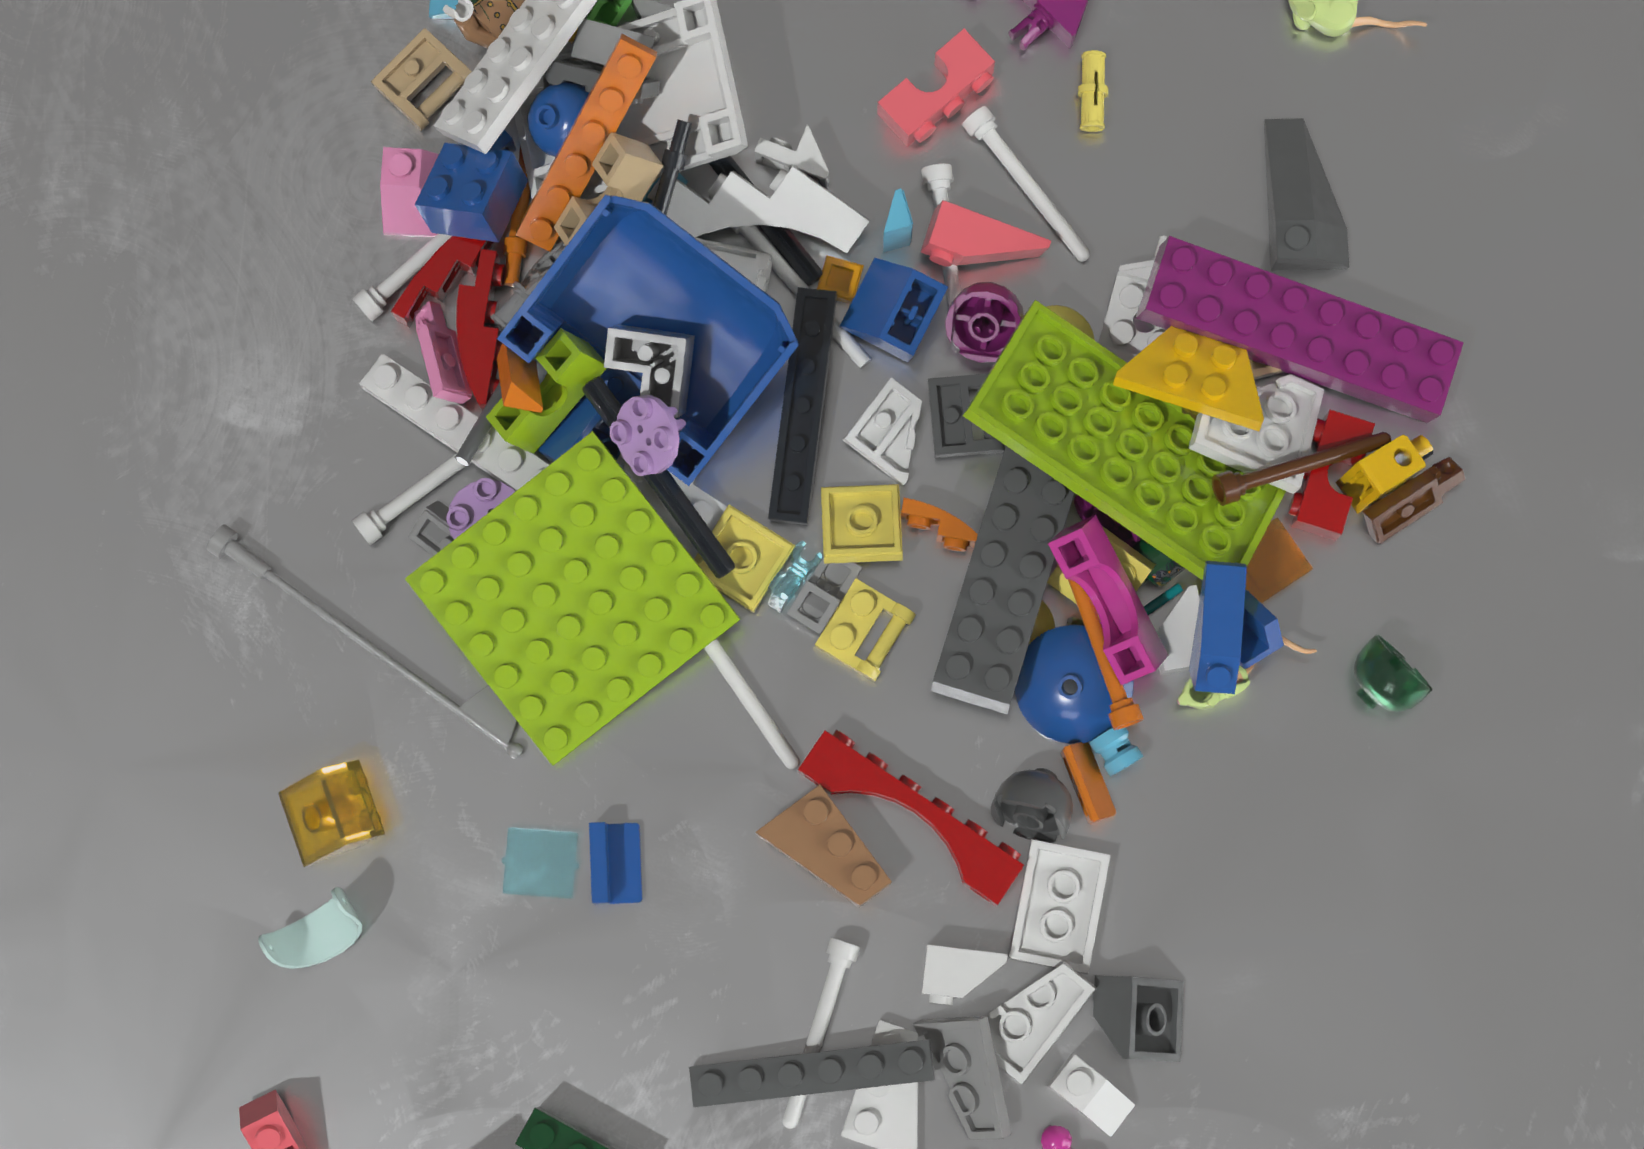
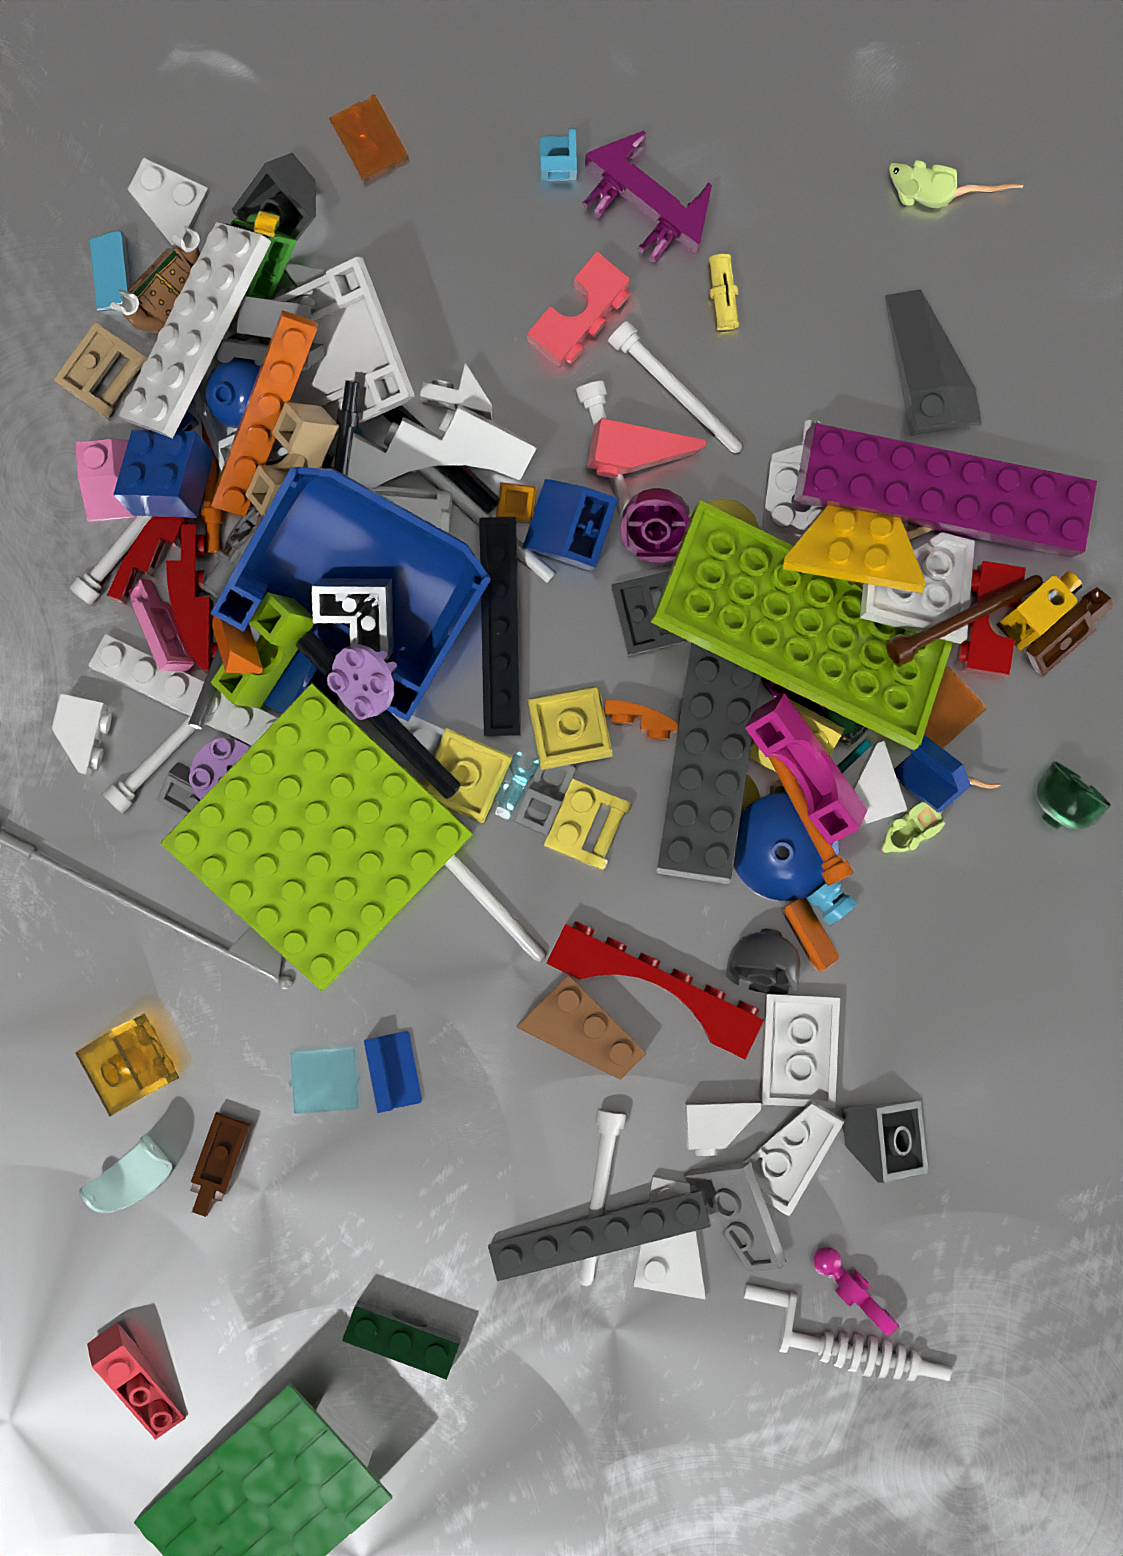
camera: 15 degrees left, 5 degrees up
(339, 447) = (79, 729): none -> white slope
(412, 931) = (218, 1160): none -> reddish brown hinge
(887, 430) = (581, 637): white wing -> none
(899, 224) = (564, 444): medium azure slope -> none
(1091, 1094) = (852, 1215): white slope -> none
(1219, 628) = (911, 782): blue slope -> none

